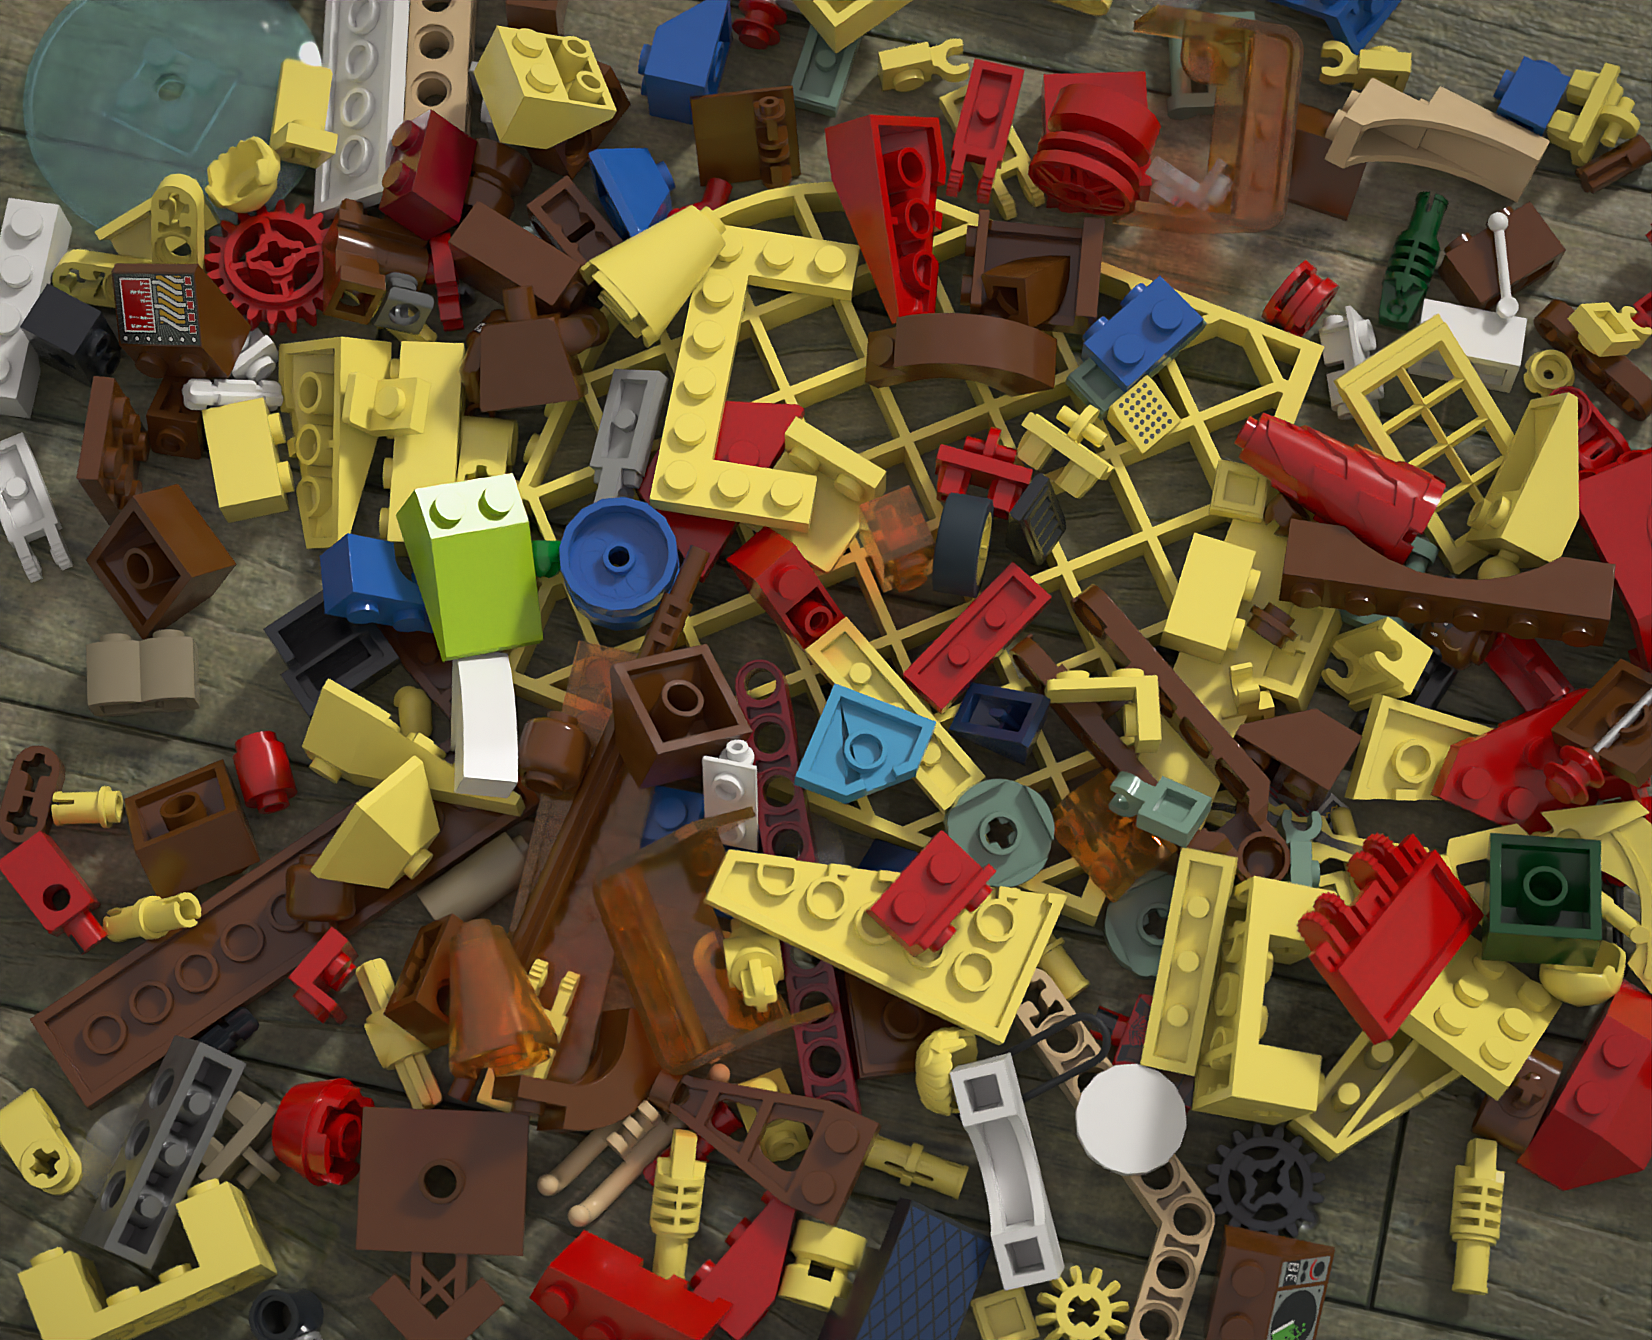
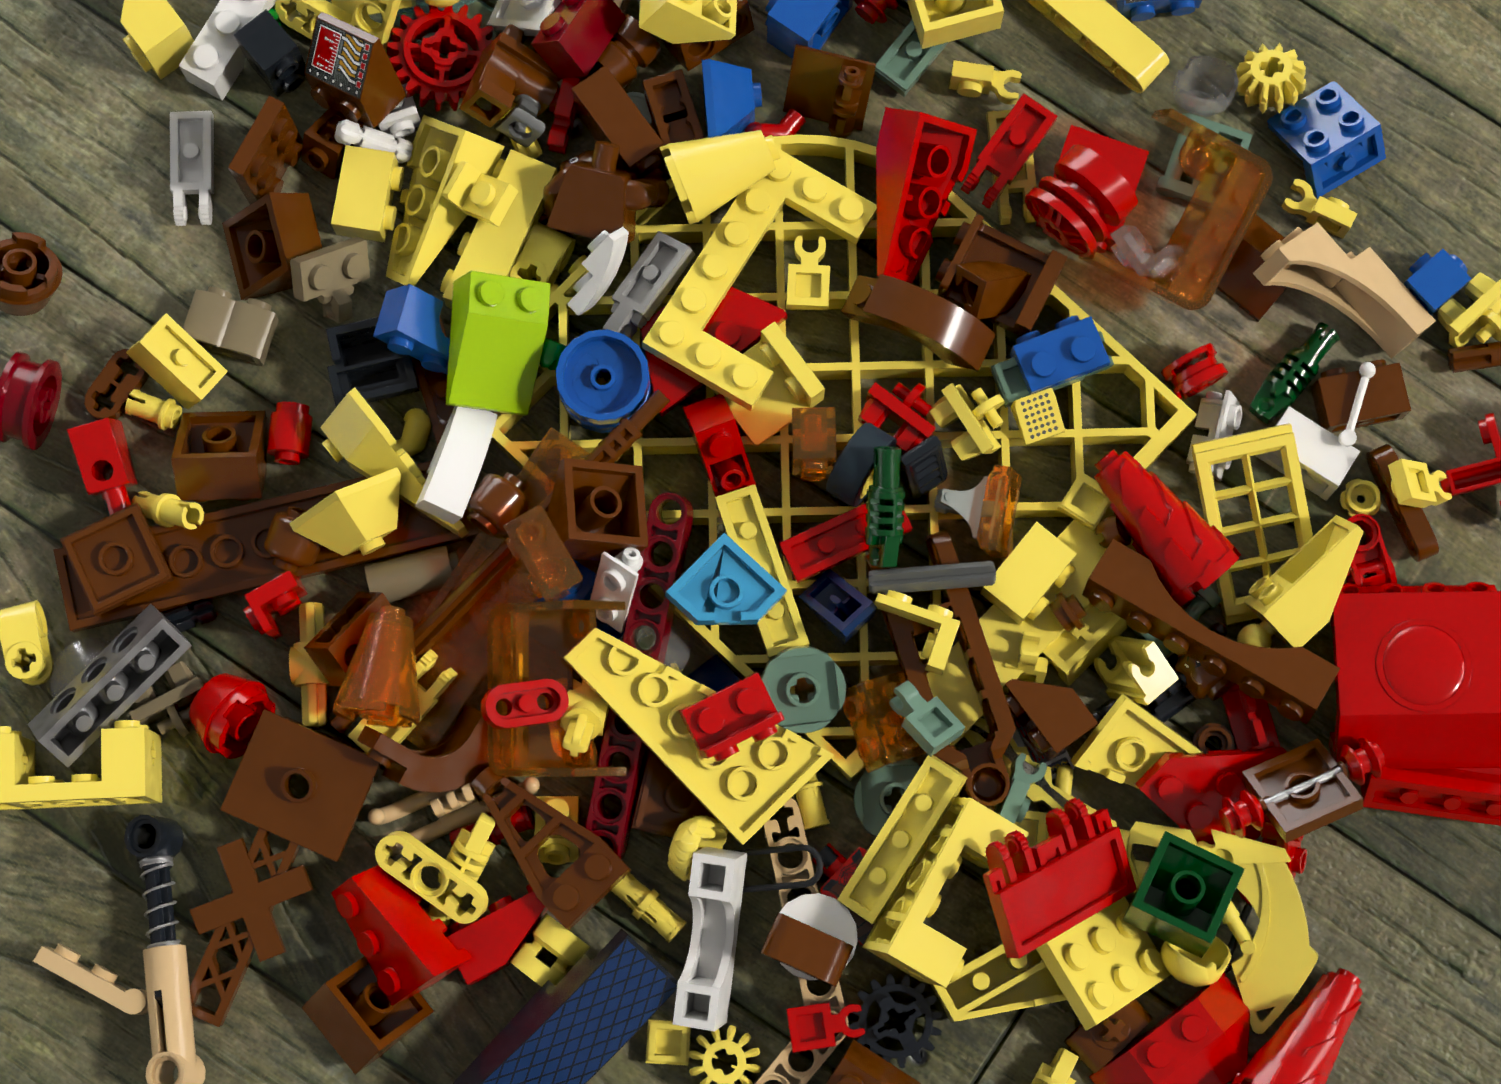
camera: 20 degrees right, 5 degrees up
(96, 739) = (177, 362): none -> light yellow panel
(113, 999) = (116, 559): none -> reddish brown plate
(242, 568) = (331, 276): none -> dark tan hinge
(567, 426) = (602, 267): none -> white slope
(625, 1242) = (413, 880): none -> light yellow beam
(634, 784) = (543, 553): none -> clear orange bracket
(676, 974) = (522, 704): none -> red plate
(812, 361) = (808, 281): none -> light yellow plate
(1015, 582) = (885, 508): none -> dark green hinge
(1101, 641) = (932, 577): none -> dark grey axle
(1128, 541) = (987, 508): none -> clear orange piece
(1130, 1135) = (807, 949): none -> reddish brown beam
(1177, 1225) = (815, 1027): none -> red plate
(1495, 702) = (1214, 730): none -> reddish brown plate

